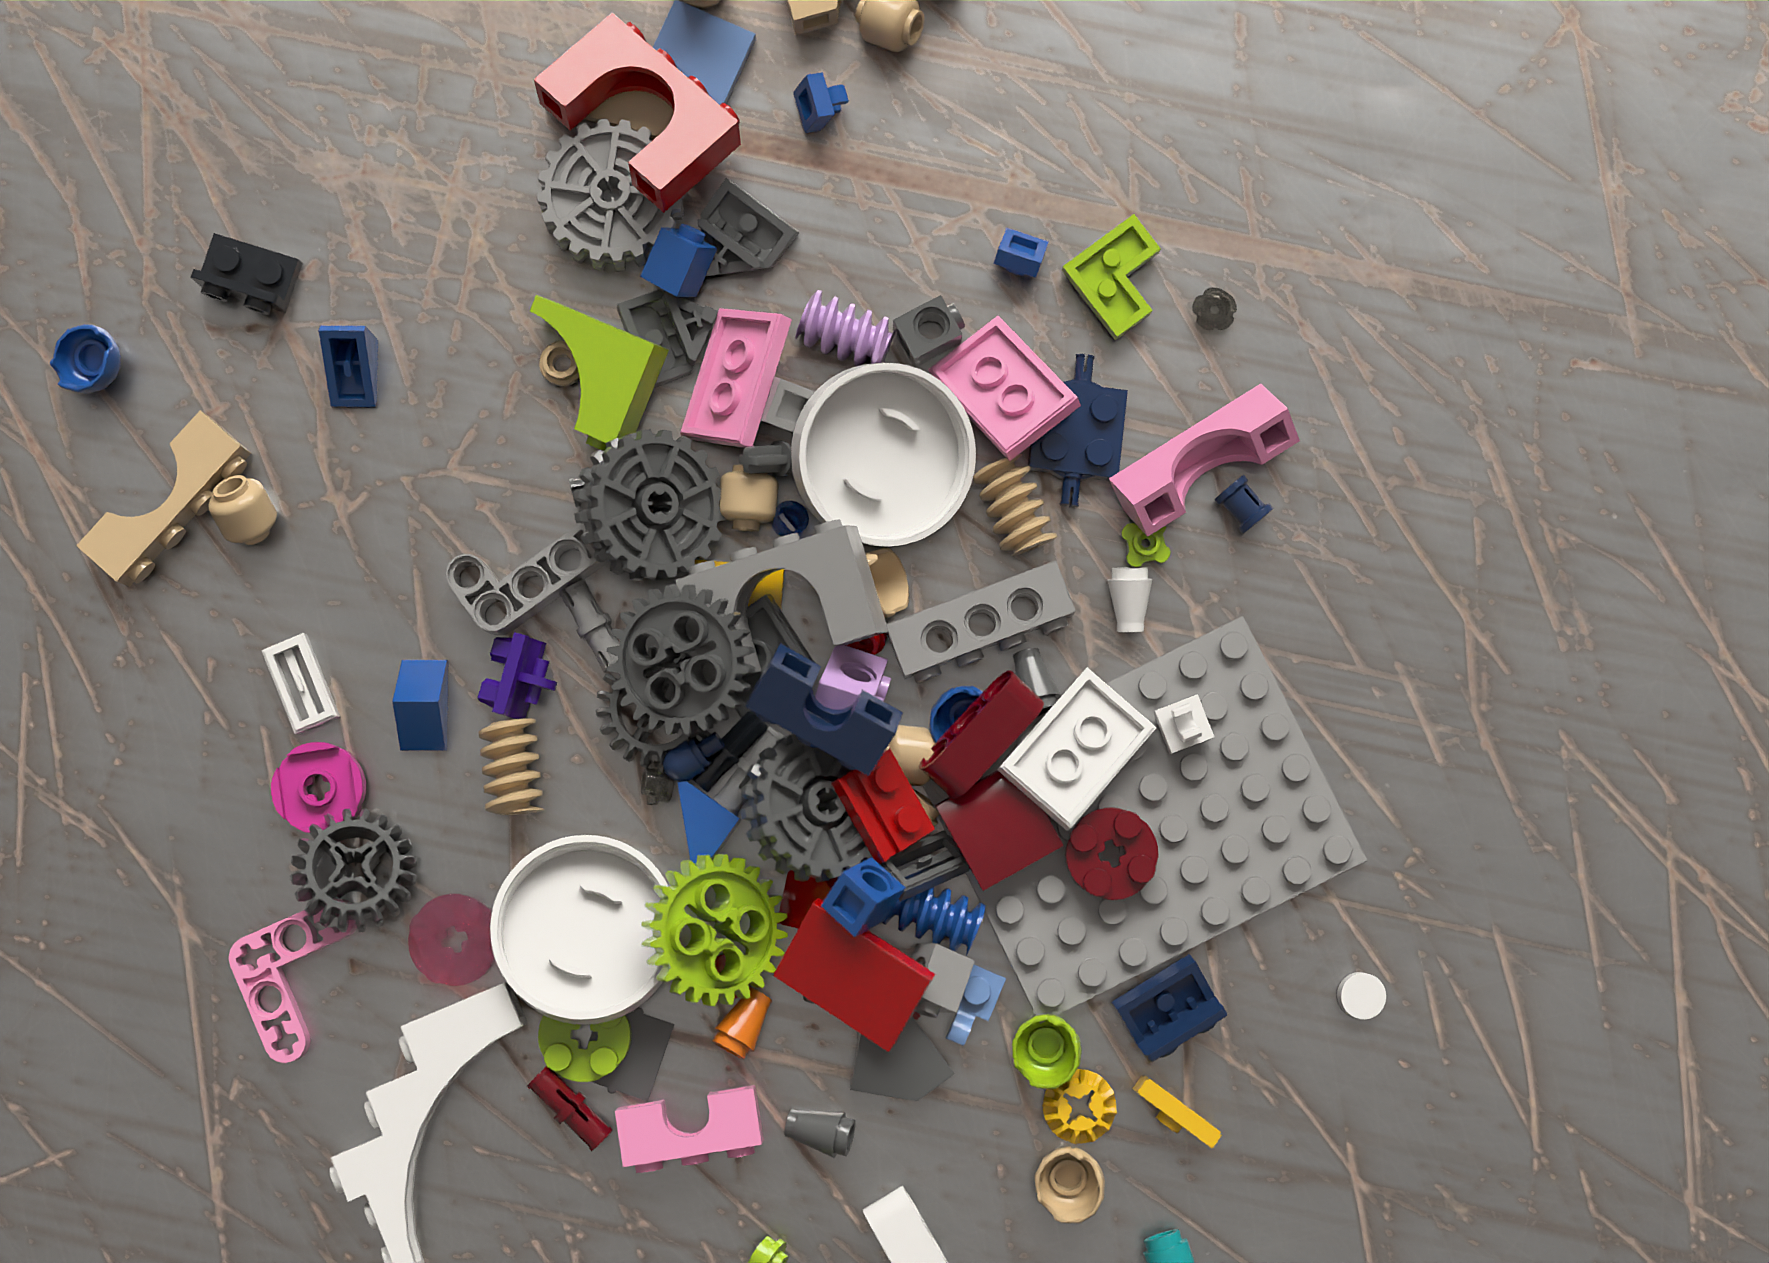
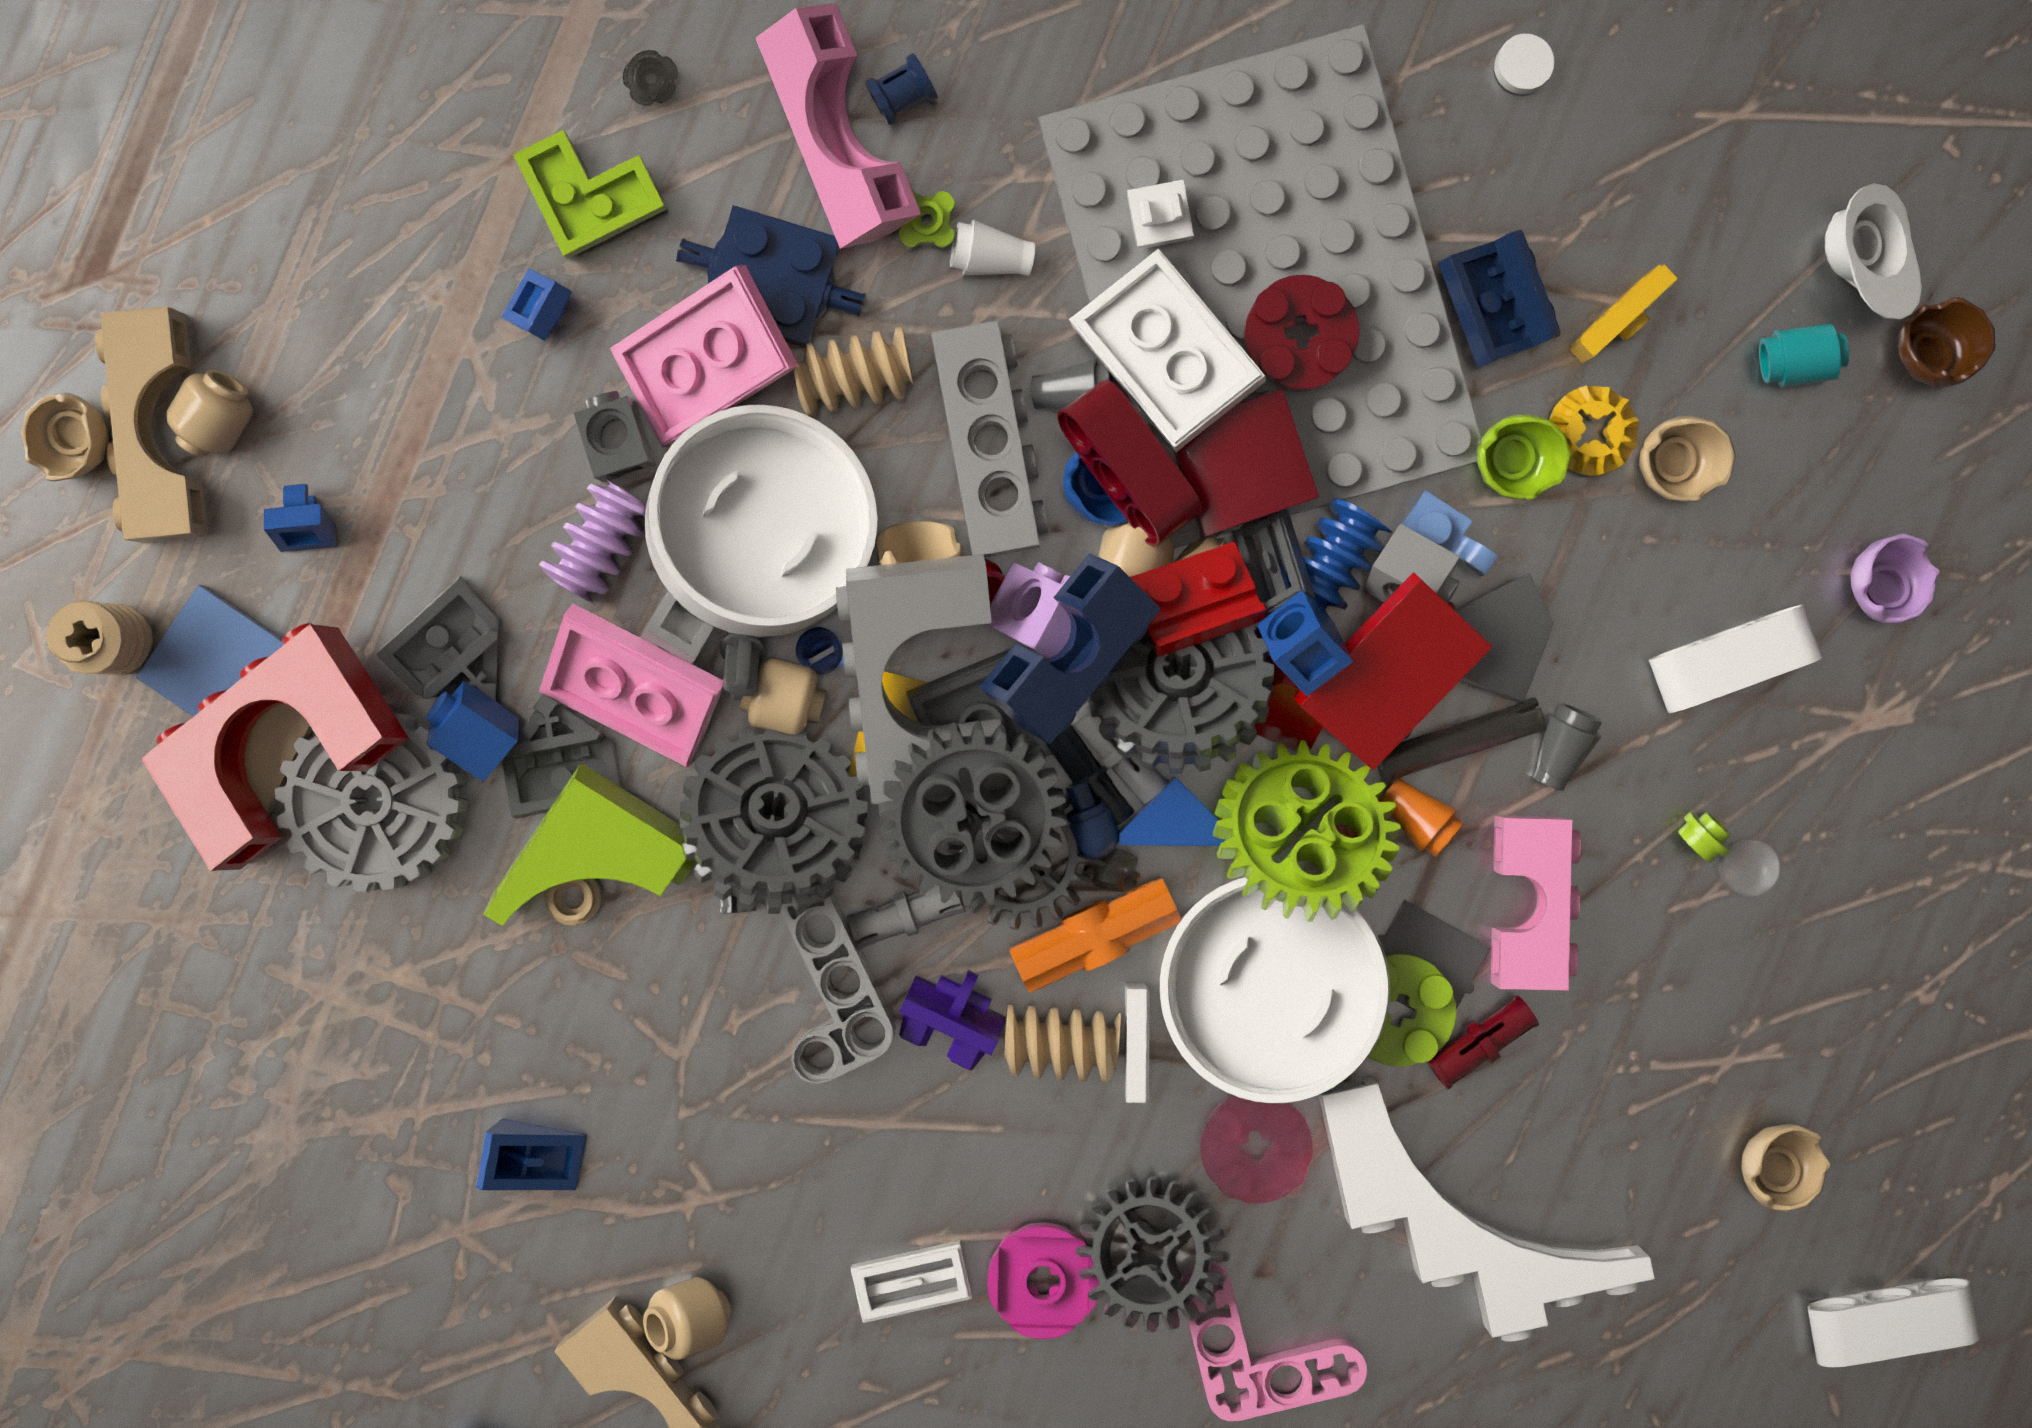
camera: 85 degrees left, 5 degrees up
(247, 273) = (390, 1265): black bracket -> none
(422, 705) = (964, 1138): blue slope -> none
(522, 827) = (1137, 1042): none -> white tile
(602, 778) = (1095, 935): none -> orange piece
(811, 1045) = (1462, 739): none -> clear smoke pin

